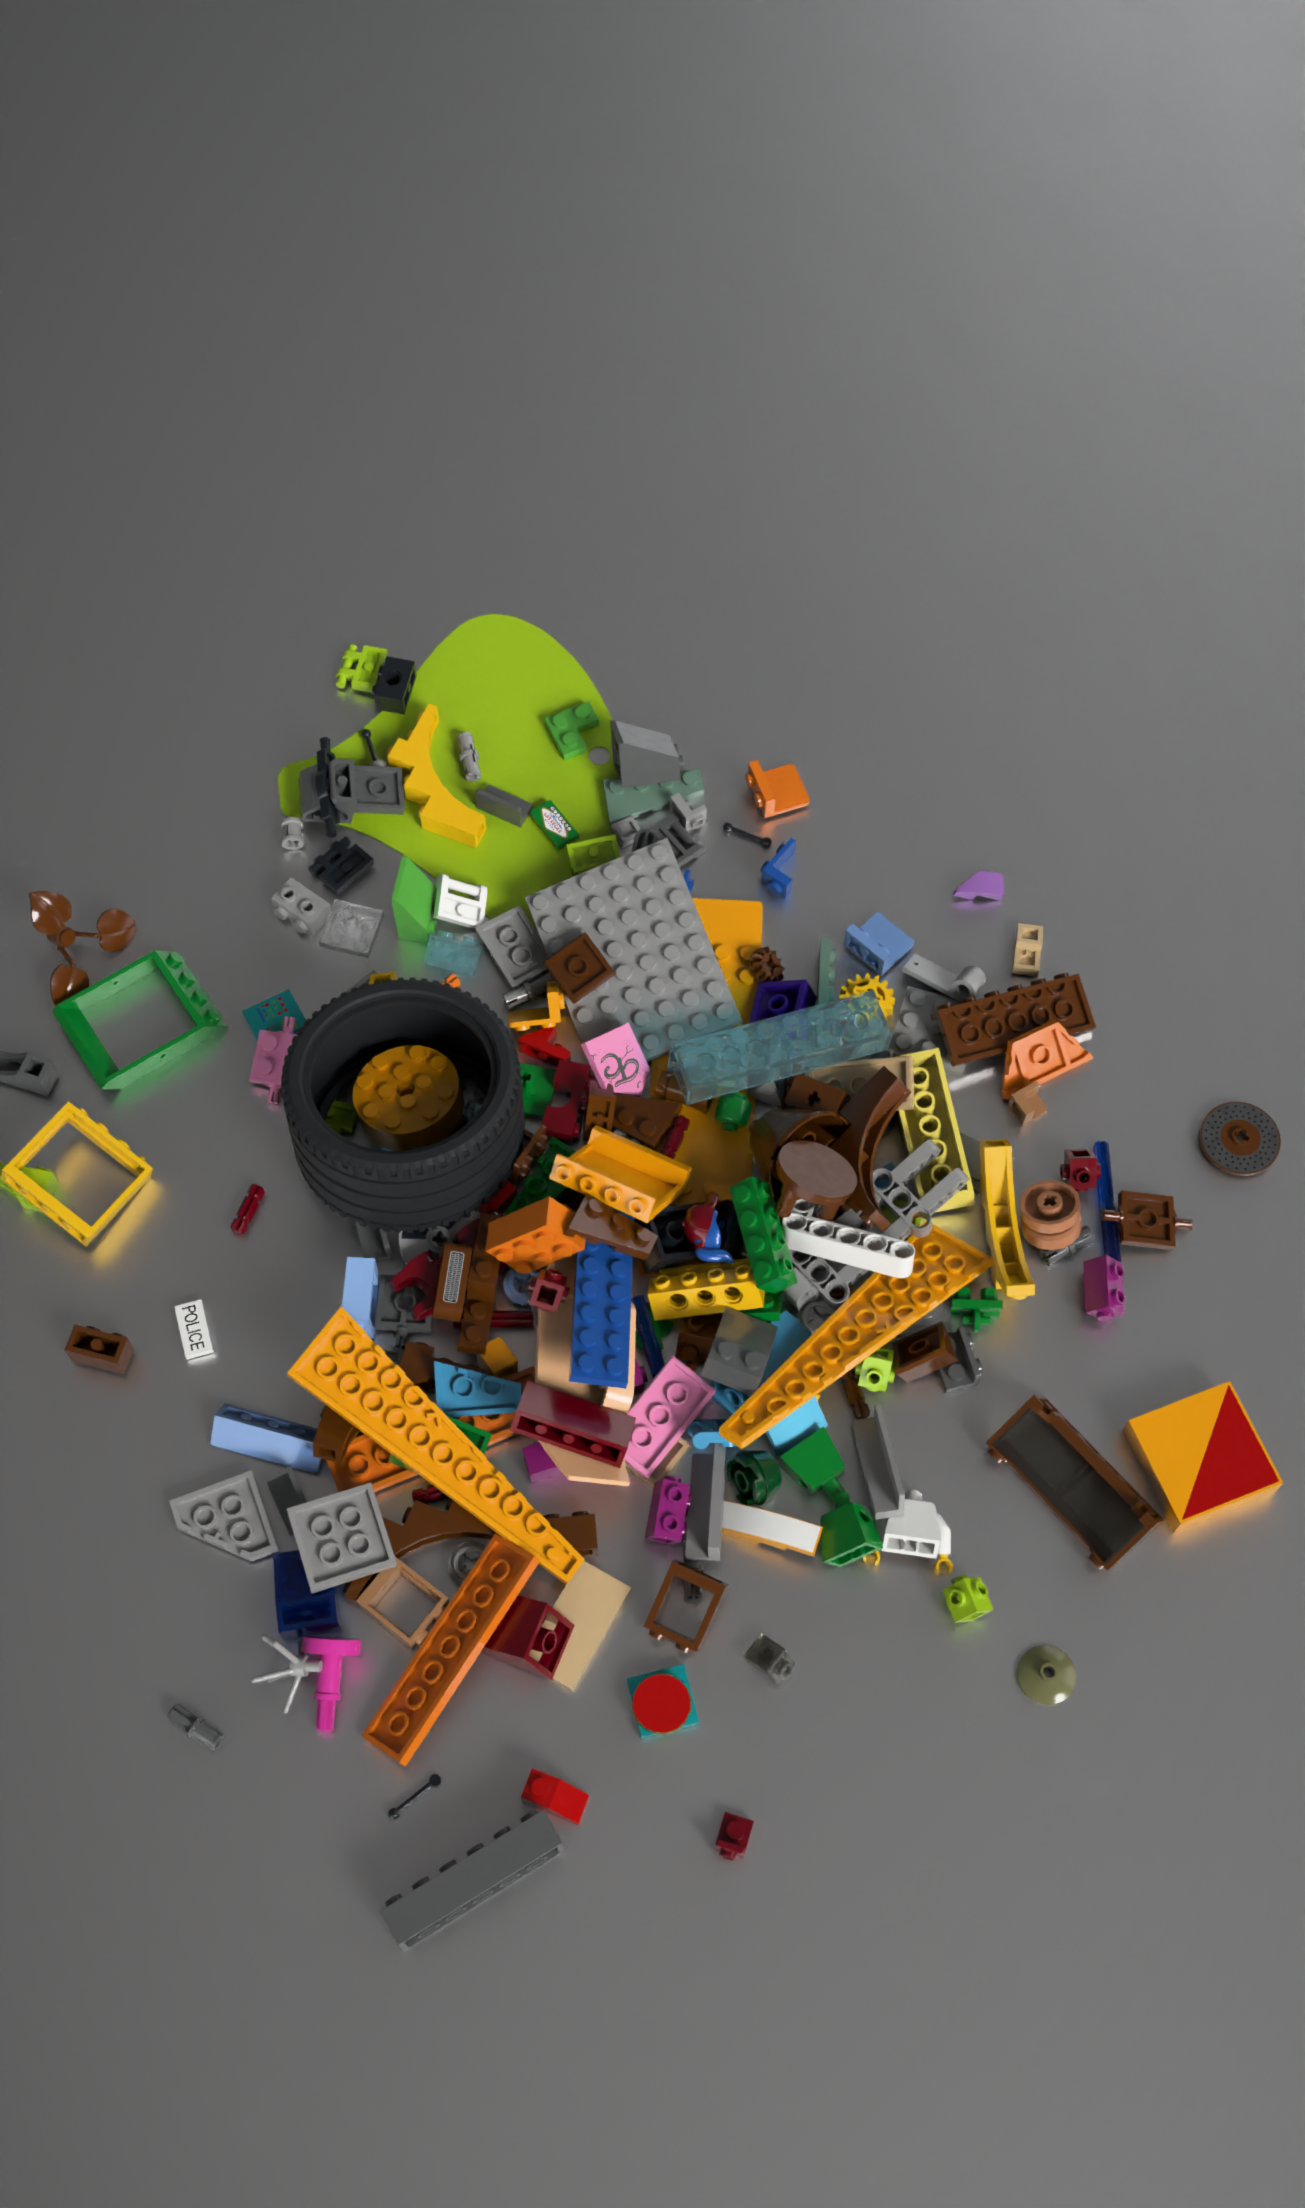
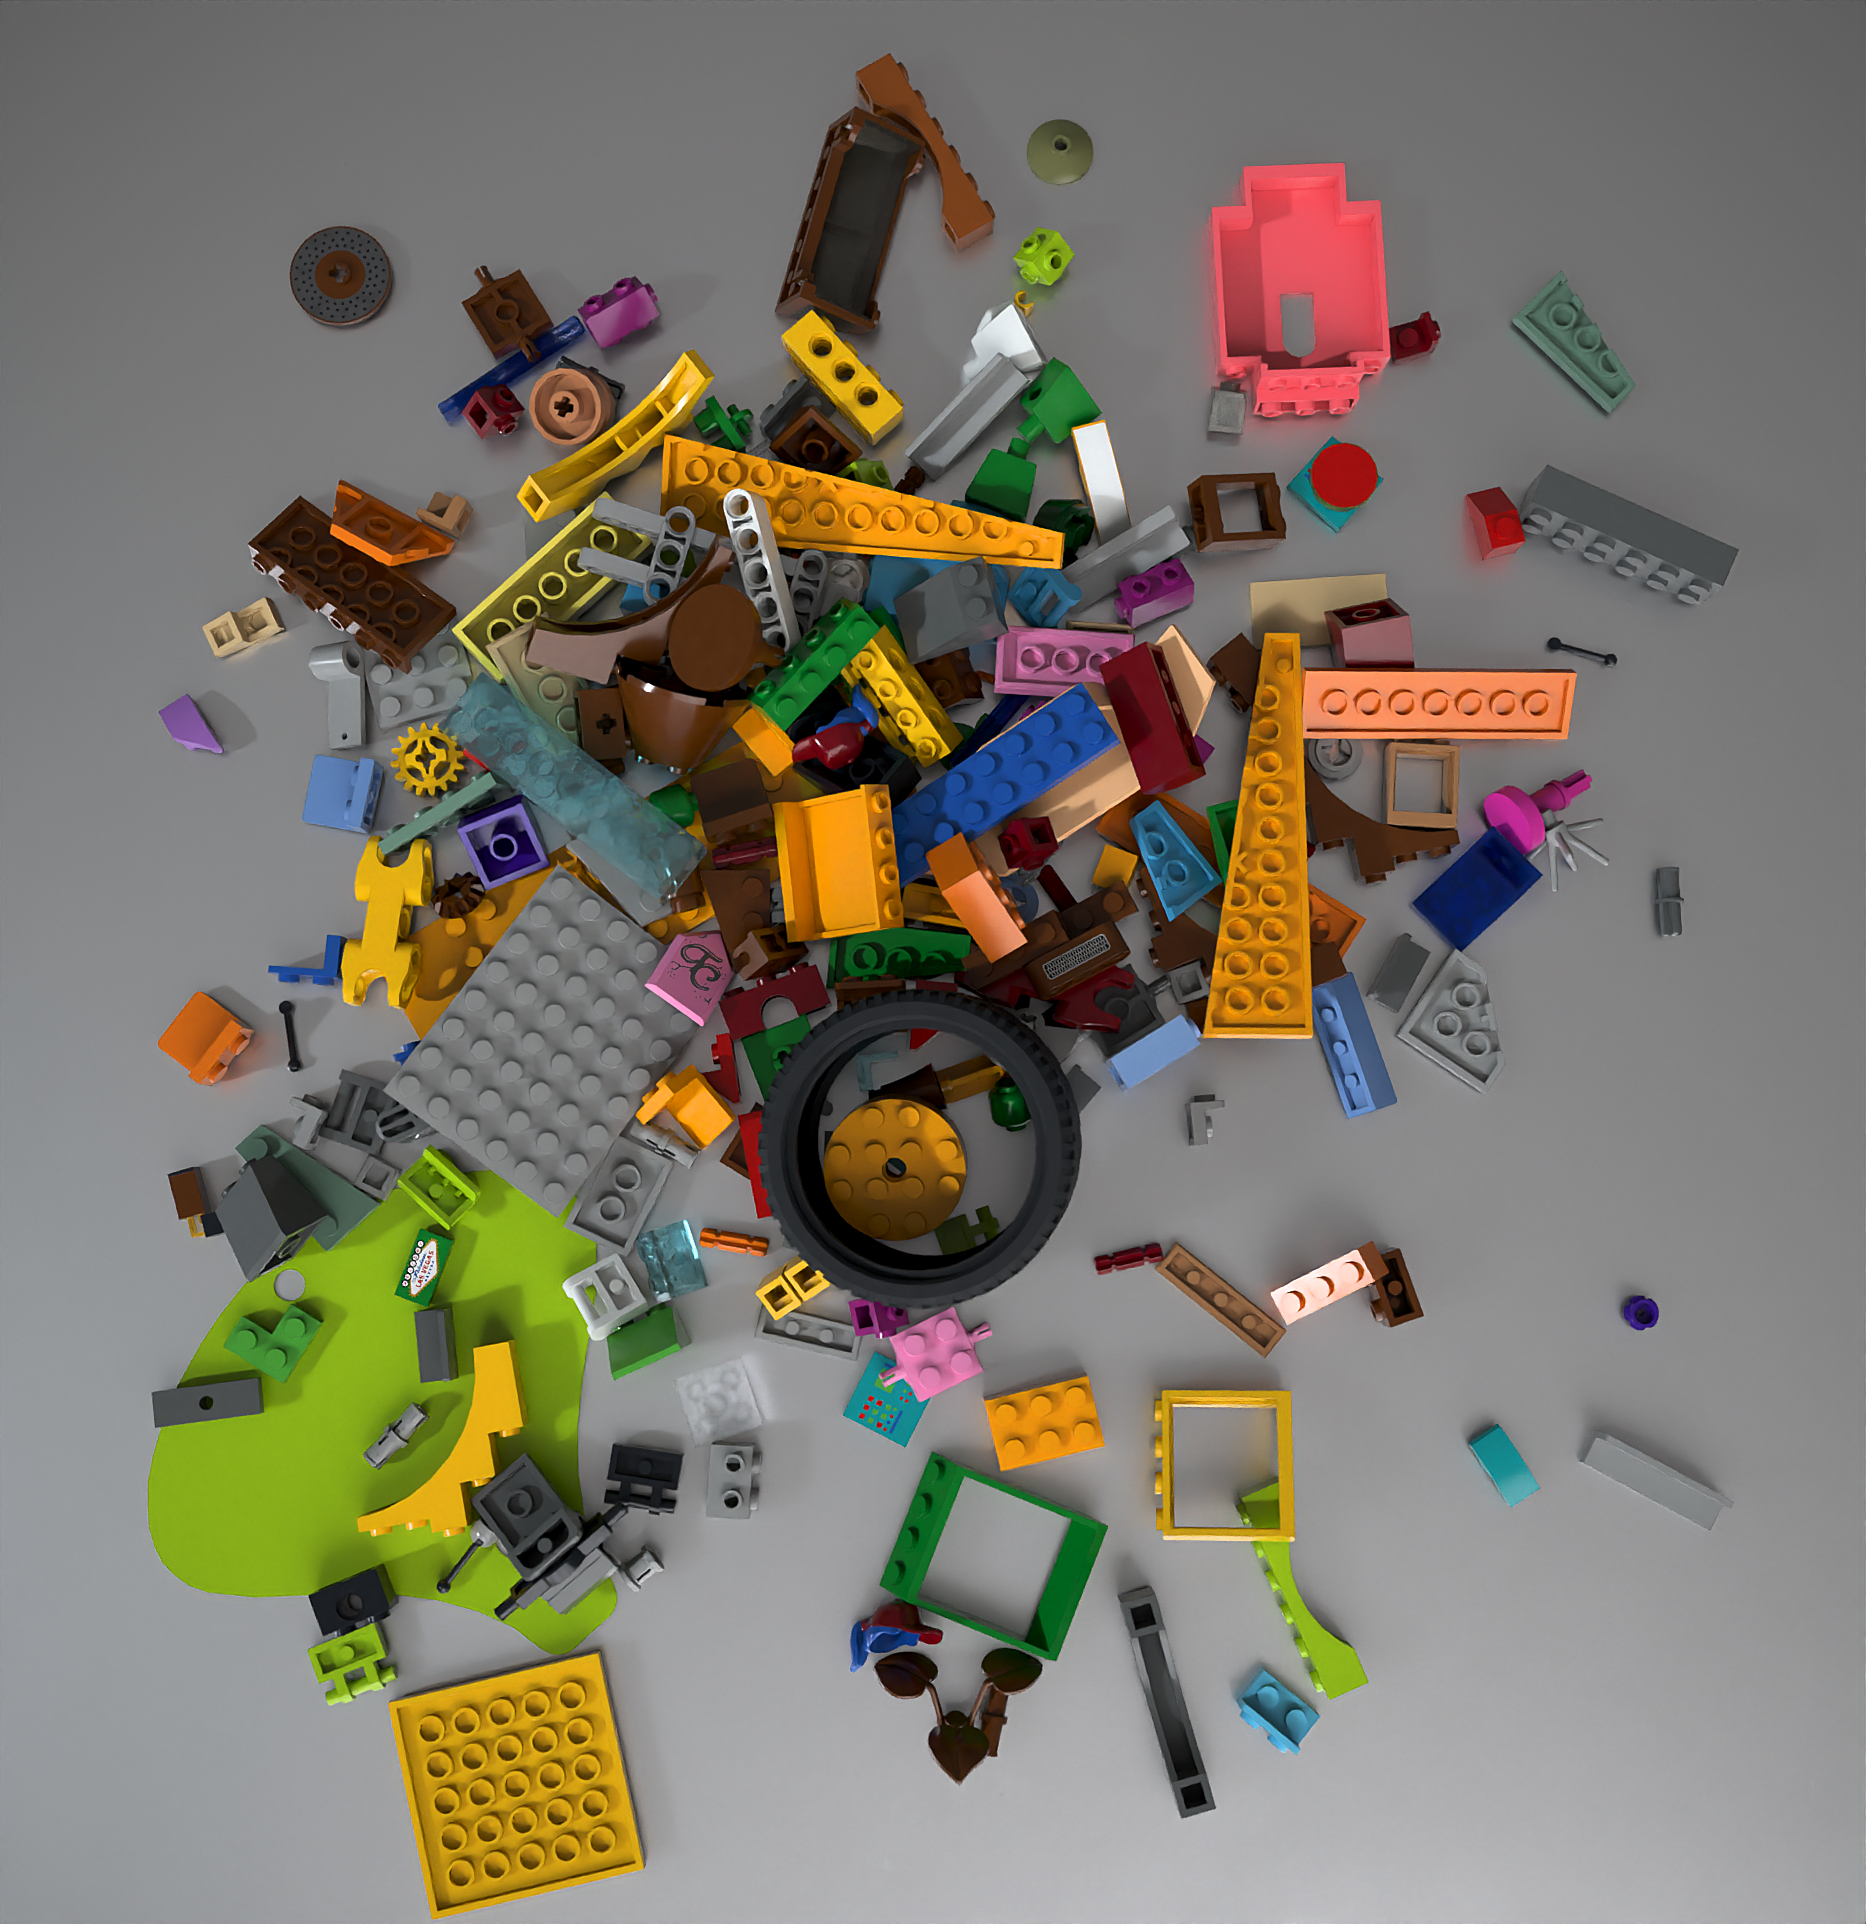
camera: 125 degrees left, 20 degrees up
(45, 955) = (993, 1718): none -> reddish brown pin
(131, 1303) = (1330, 1282): none -> arch
(148, 935) = (889, 1628): none -> hair
(178, 1248) = (1220, 1299): none -> medium nougat tile
(191, 1093) = (1044, 1421): none -> light orange brick
(194, 1329) = (1294, 1212): white tile -> none
(229, 708) = (516, 1785): none -> yellow plate
(295, 1303) = (1198, 1124): none -> light grey bracket
(341, 1537) = (1413, 881): light grey plate -> none
(562, 677) = (189, 1403): none -> dark grey tile
(579, 968) = (611, 1087): reddish brown plate -> none
(606, 1225) = (919, 821): reddish brown wing -> none
(654, 1962) = (1570, 339): none -> sand green wing
(686, 732) = (192, 1201): none -> reddish brown piece
(711, 1149) = (732, 801): none -> reddish brown bracket
(764, 906) = (387, 924): none -> yellow piece
(870, 1796) = (1299, 239): none -> coral panel
(999, 1388) = (817, 335): none -> yellow brick
(1040, 1567) = (891, 98): none -> dark orange arch
(1202, 1456) = (741, 120): light orange tile -> none

